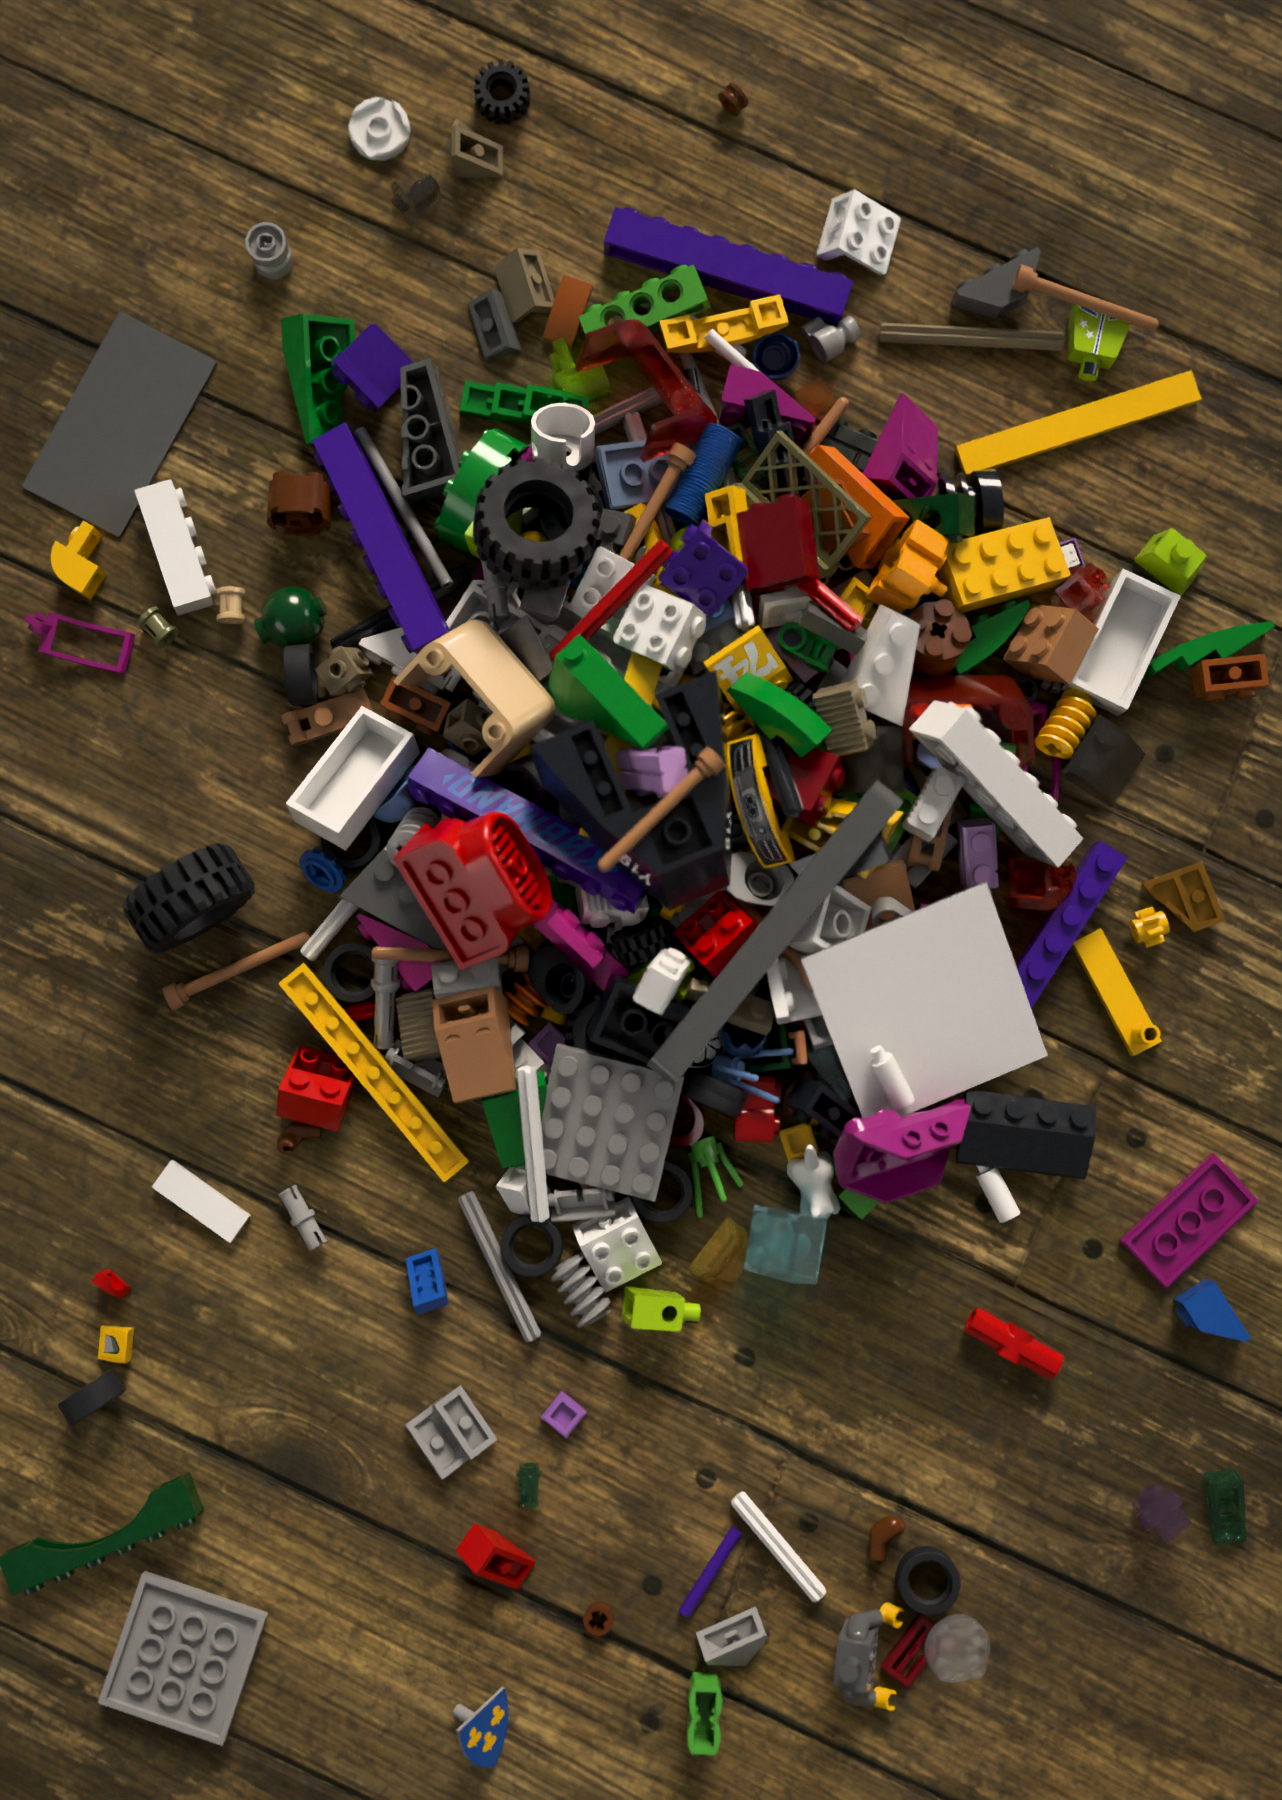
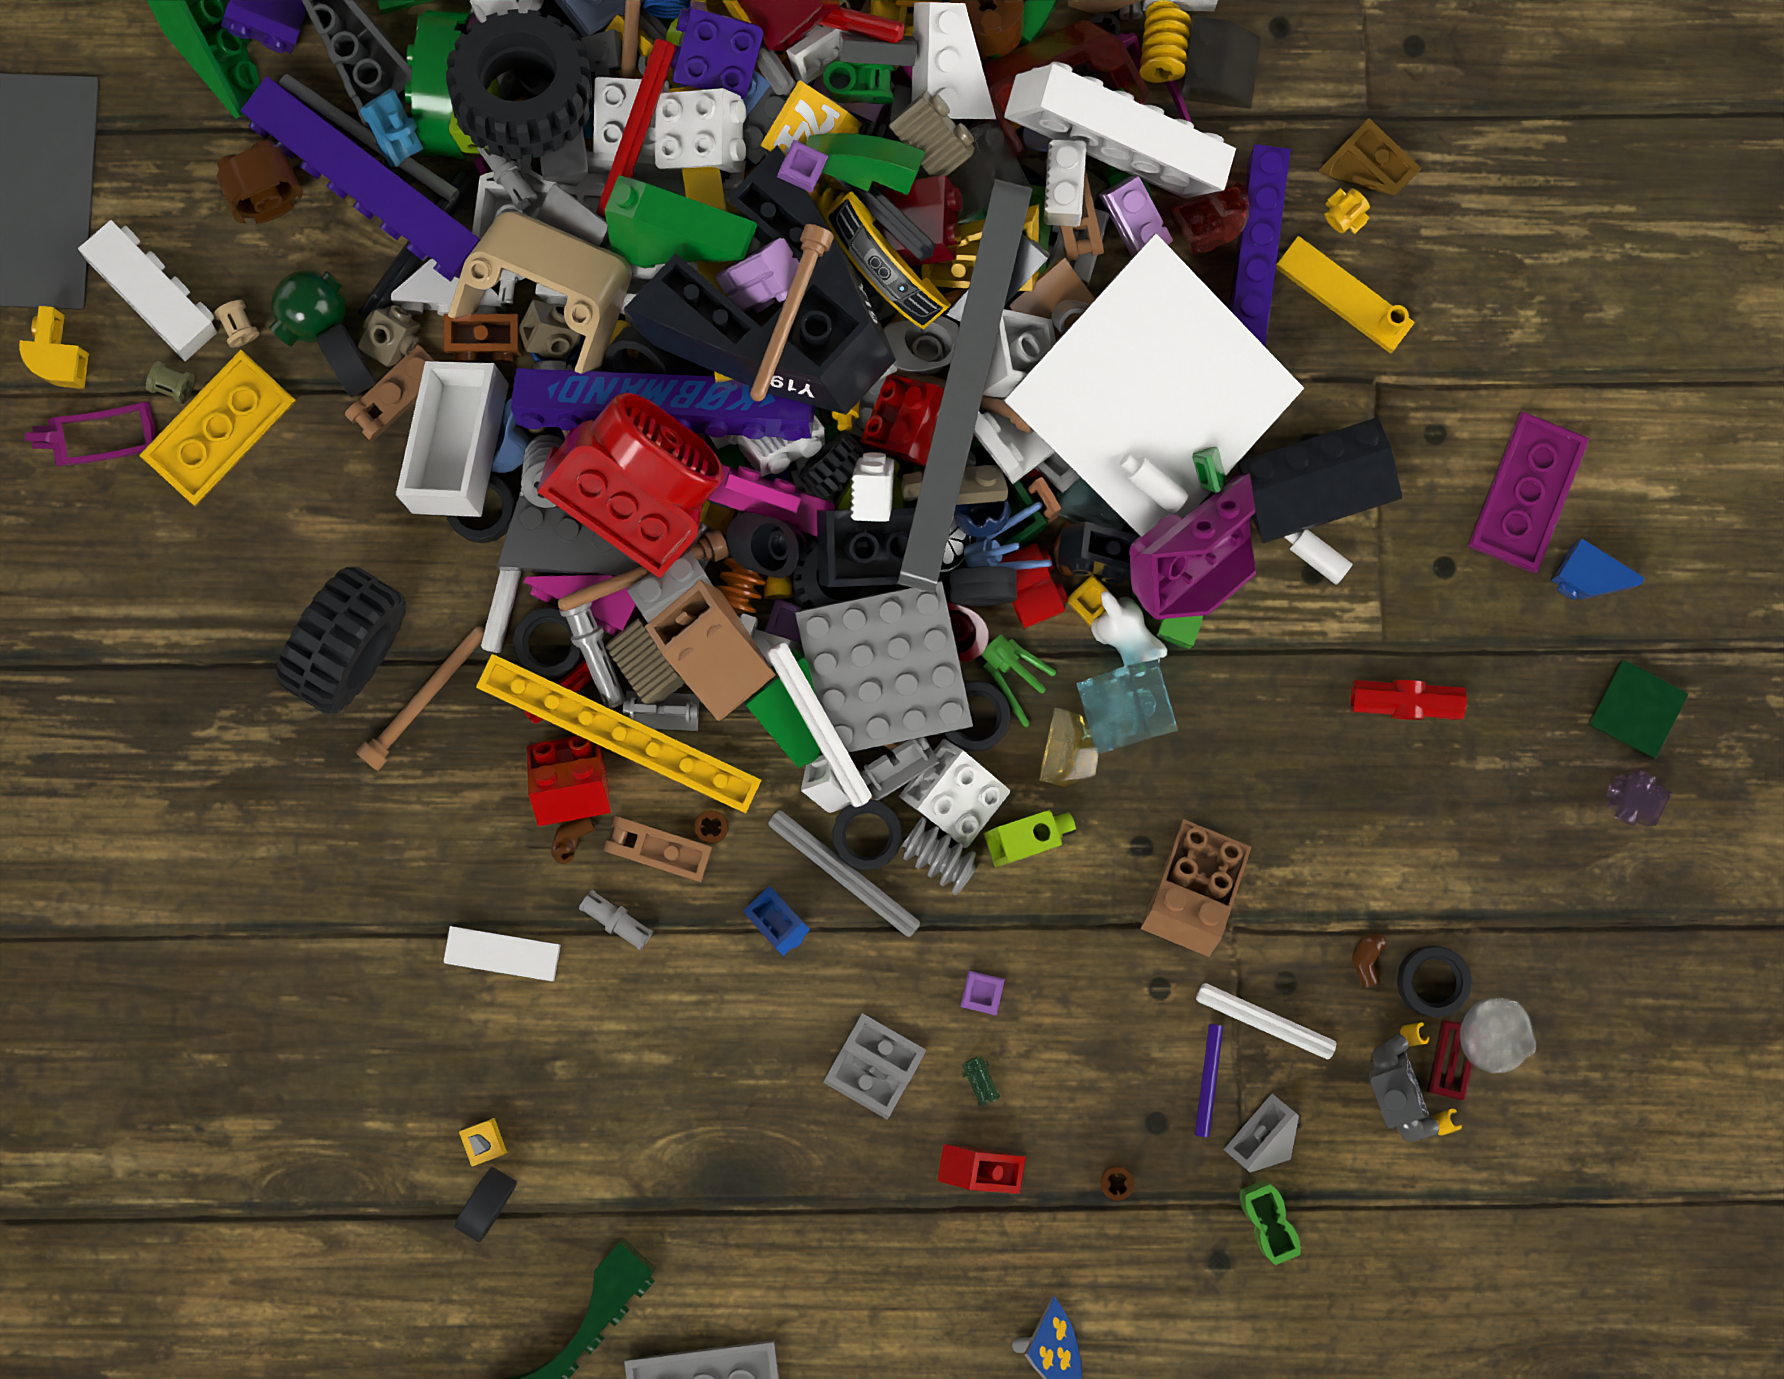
camera: 25 degrees left, 0 degrees up
(111, 1283) = (449, 1081): red tile -> none
(177, 680) = (217, 428): none -> yellow tile
(329, 879) = (450, 552): blue gear -> none
(363, 1178) = (659, 849): none -> medium nougat plate
(407, 1188) = (710, 838): none -> reddish brown bush
(422, 509) = (391, 127): none -> dark azure hips
(727, 697) = (802, 166): none -> medium lavender tile
(773, 1414) = (1196, 888): none -> medium nougat slope
(940, 1087) = (1209, 469): none -> green slope
(1195, 1438) = (1638, 709): none -> dark green tile
(1225, 1485) = (1676, 746): clear green slope -> none

